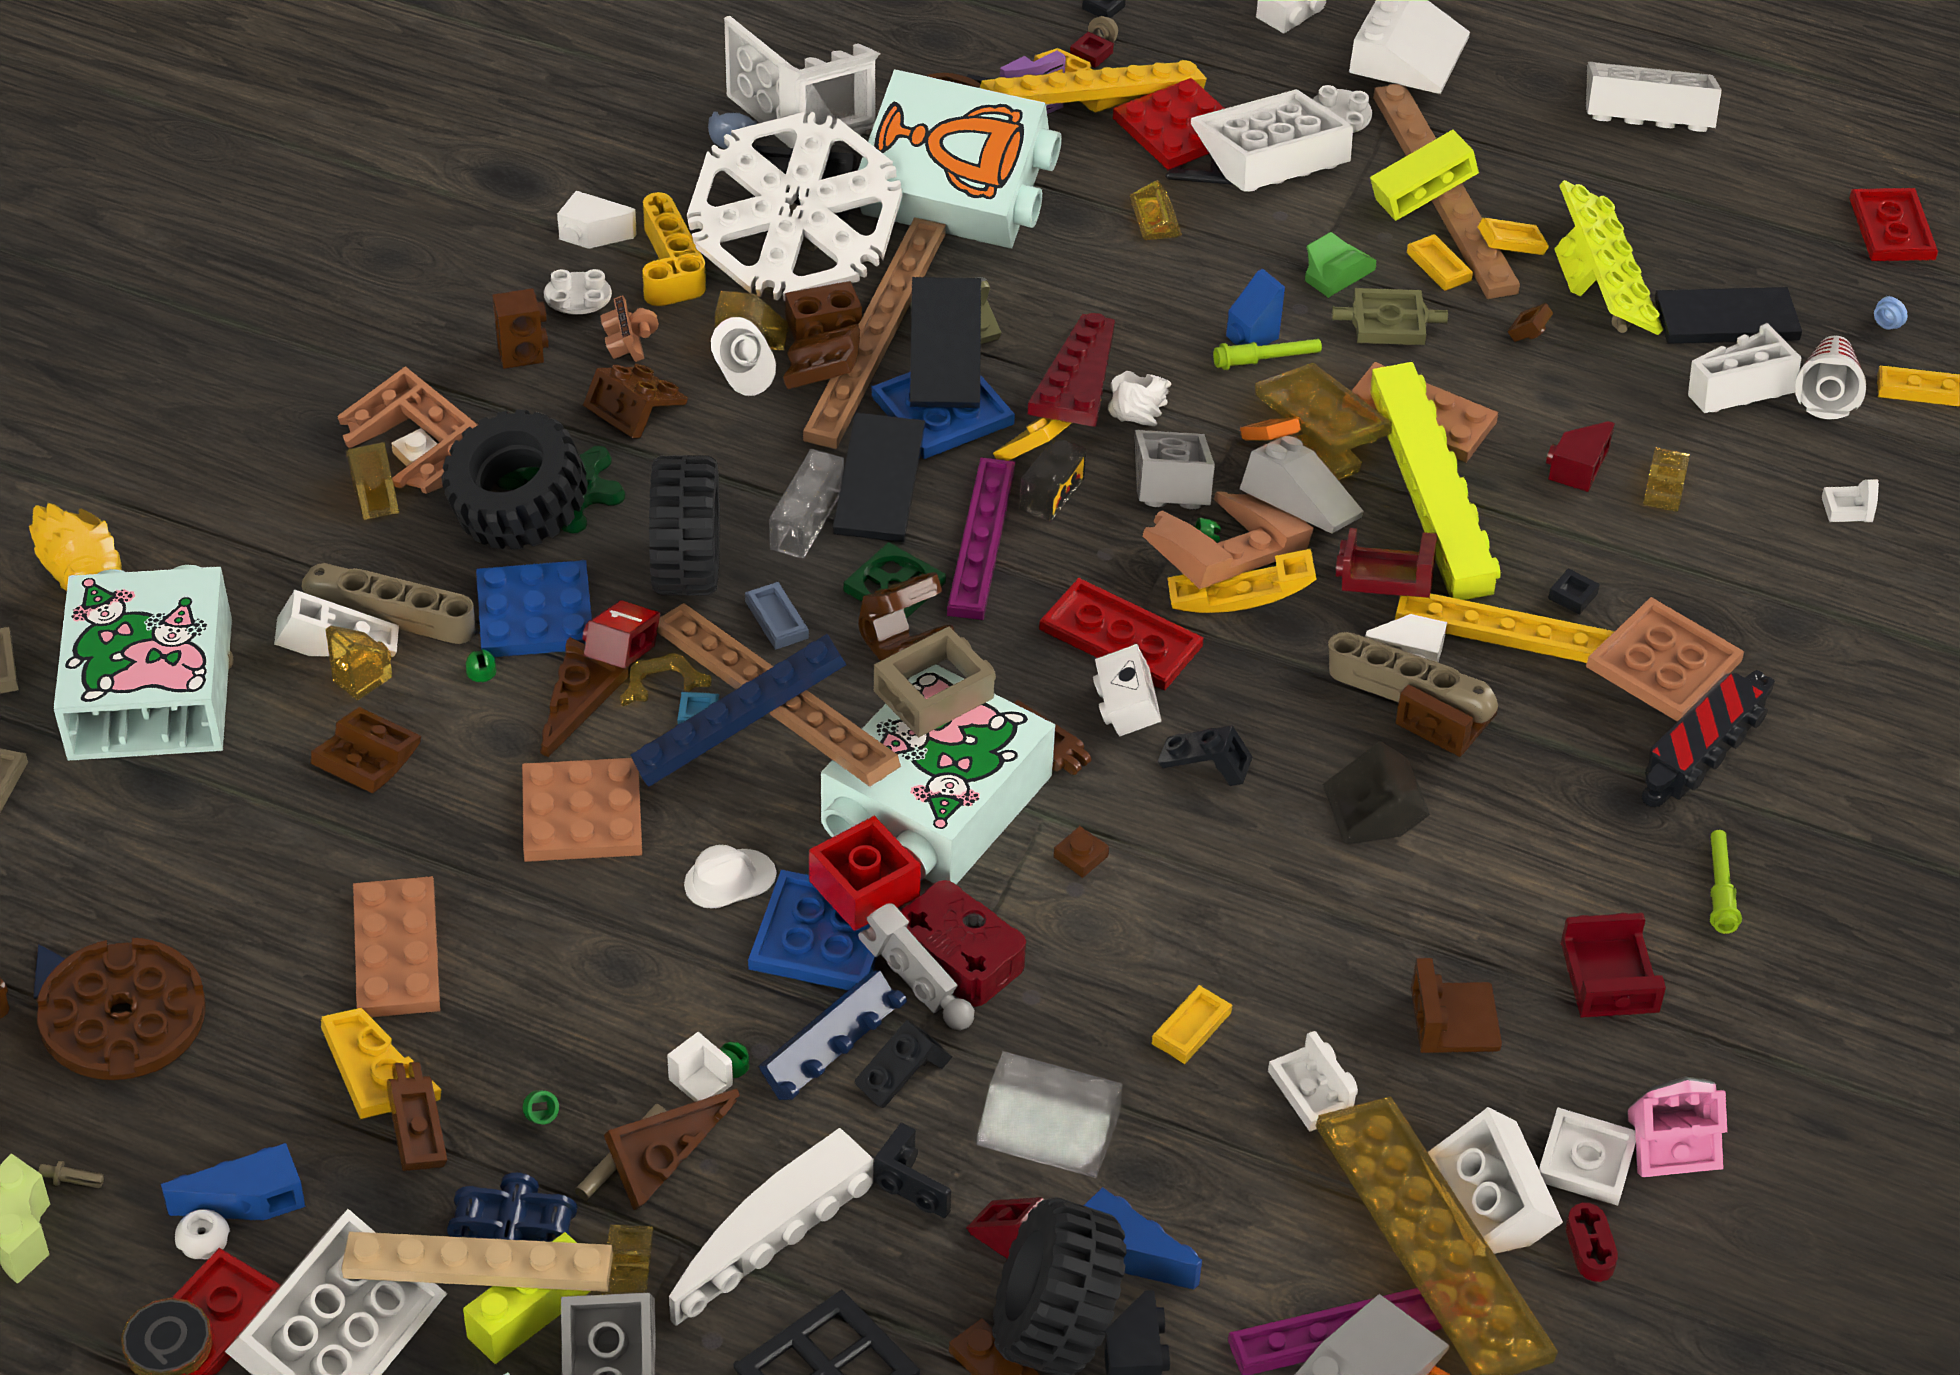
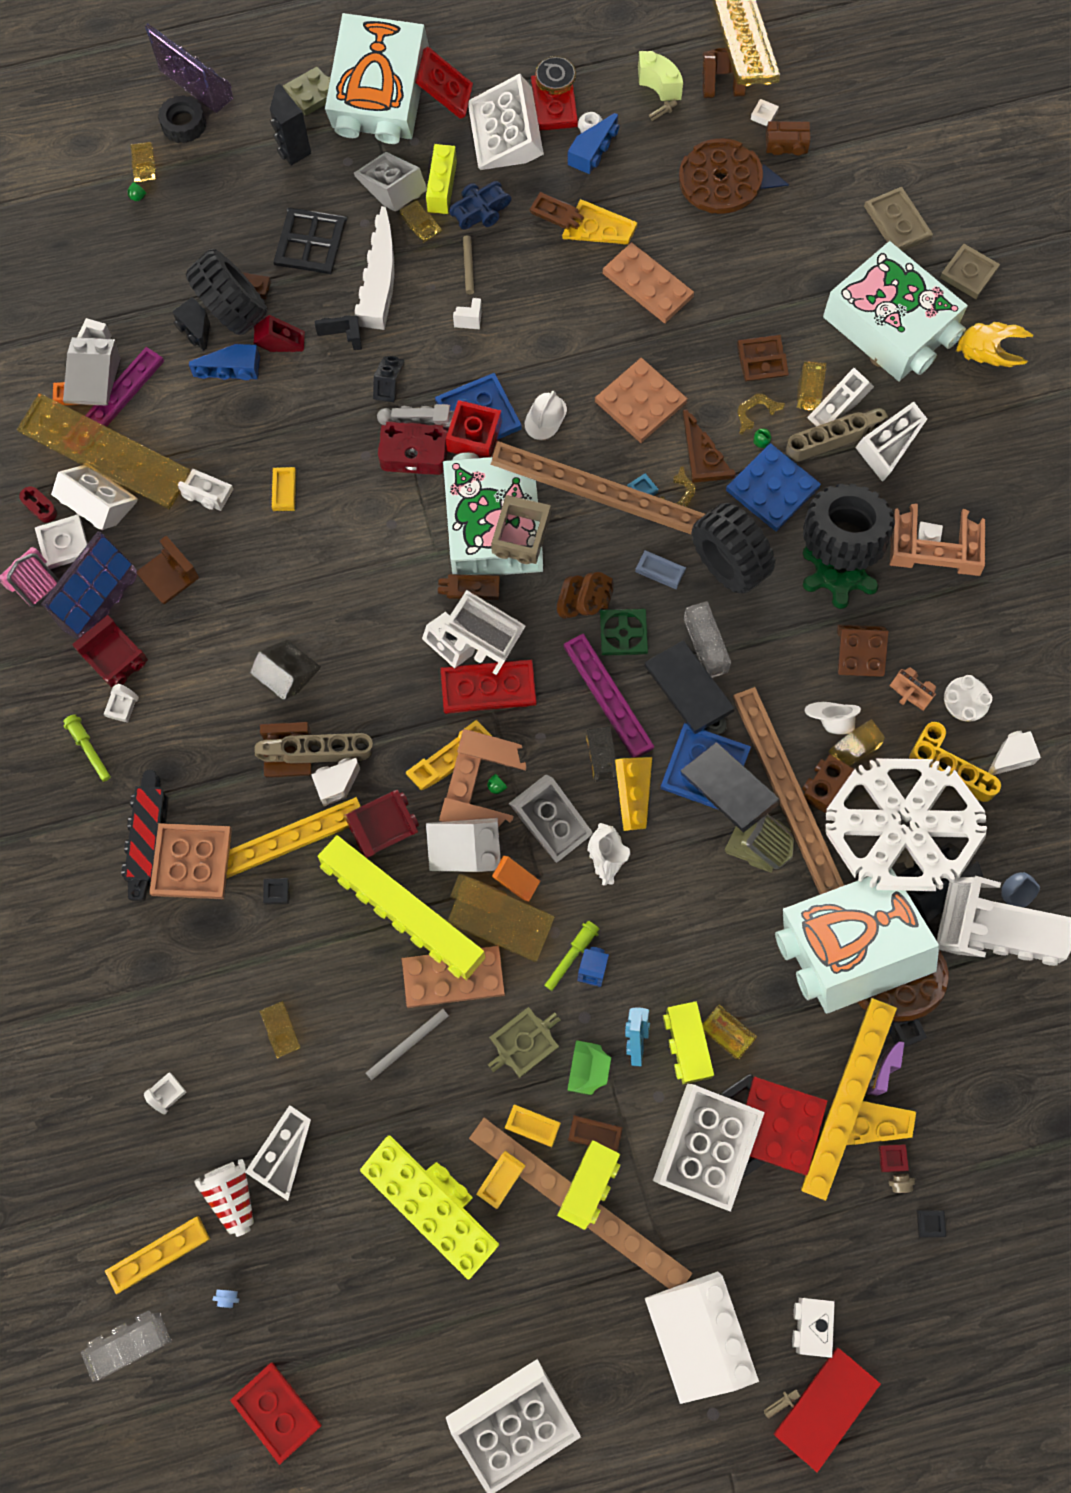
camera: 145 degrees right, 25 degrees up
(344, 541) = (890, 440): none -> white wedge
(372, 480) = (928, 493): clear yellow slope -> none
(461, 713) = (756, 399): none -> clear yellow helmet
(477, 1261) = (462, 157): tan plate -> none
(519, 328) = (958, 632): reddish brown brick -> none
(540, 1116) = (516, 254): green hinge -> none
(621, 634) = (710, 486): brick -> none
(655, 1146) = (453, 271): reddish brown wing -> none
(733, 1050) = (462, 333): green hinge -> none
(737, 710) = (603, 464): dark blue plate -> none
(822, 356) = (794, 747): reddish brown slope -> none
(830, 1035) = (428, 365): hinge -> none
(1050, 1114) = (308, 398): clear slope -> none
(1077, 375) = (641, 819): dark red wing -> none
(1081, 851) = (402, 541): reddish brown plate -> none
(1083, 658) = (483, 628): none -> window
(1209, 219) = (688, 1043): none -> neon yellow brick
(1216, 744) = (385, 632): black bracket -> none
(1265, 239) = (637, 1029): none -> dark azure plate
(1348, 105) = (696, 1229): white dish -> none
(1377, 222) = (586, 1130): none -> reddish brown tile
(1524, 390) = (407, 1044): none -> light grey bar
(1530, 323) = (438, 1102): reddish brown plate -> none
(1580, 455) = (336, 1003): dark red slope -> none
(1591, 1036) = (90, 587): none -> slope
(1641, 898) = (120, 703): none -> white tile
(1725, 314) = (328, 1218): black tile -> none

